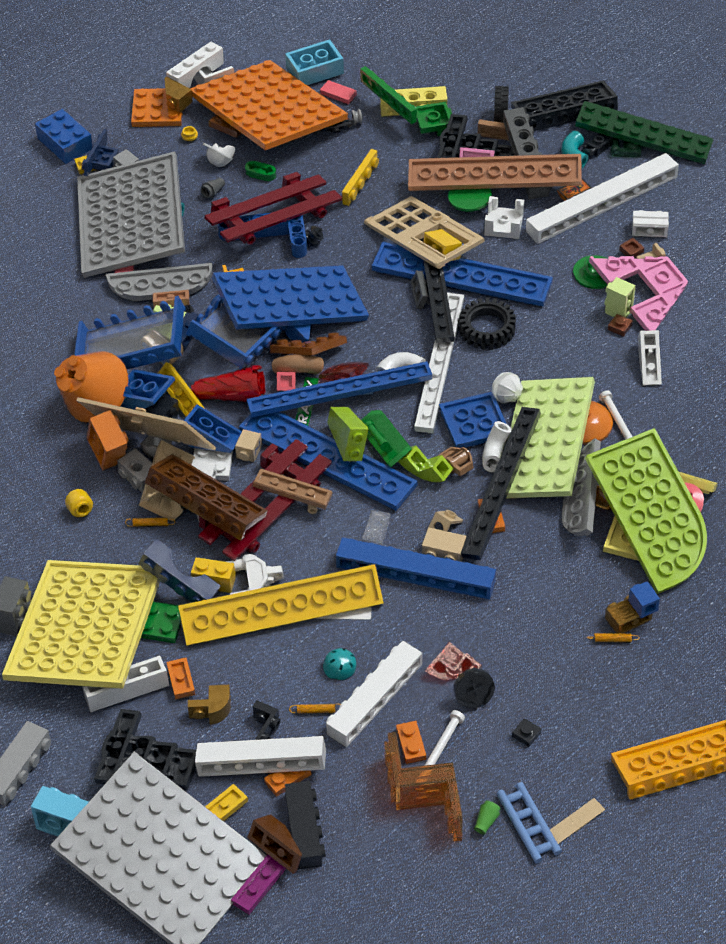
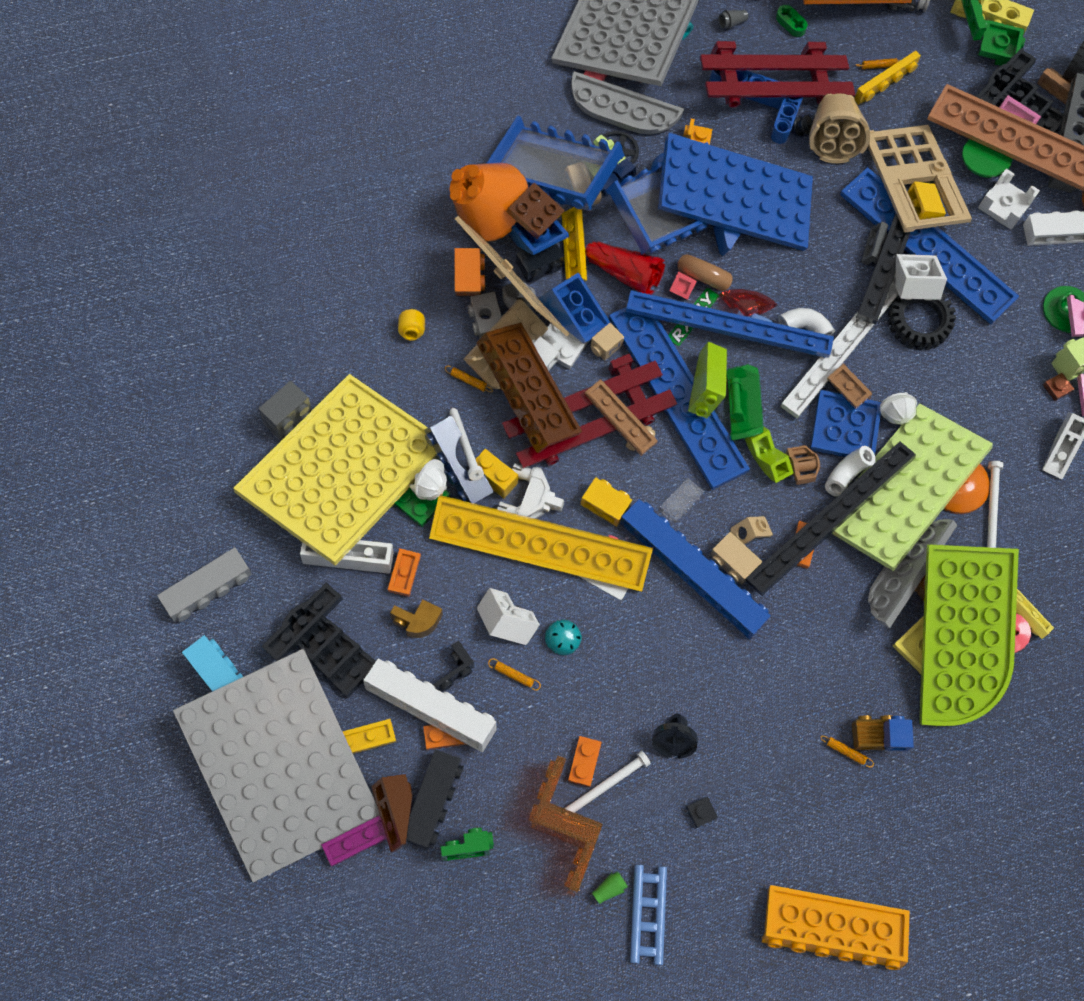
camera: 20 degrees right, 20 degrees up
(137, 372) = (535, 210): none -> reddish brown plate
(165, 597) = (430, 481): none -> white piece
(169, 297) = (621, 132): nougat plate -> none
(197, 572) = (475, 471): none -> white bar
(285, 669) = (505, 619): none -> white panel
(309, 347) = (727, 263): dark orange plate -> none
(316, 554) = (606, 501): none -> yellow brick
(345, 224) = (838, 129): none -> tan cone
(346, 172) = (882, 63): none -> light orange piece
(356, 839) = (476, 844): none -> green plate
(373, 693) = (577, 689): white brick -> none
(451, 663) = (671, 696): clear red brick -> none
(460, 390) = (849, 386): none -> medium nougat panel
(468, 293) = (919, 277): none -> white slope
(576, 820) = (696, 937): tan piece -> none

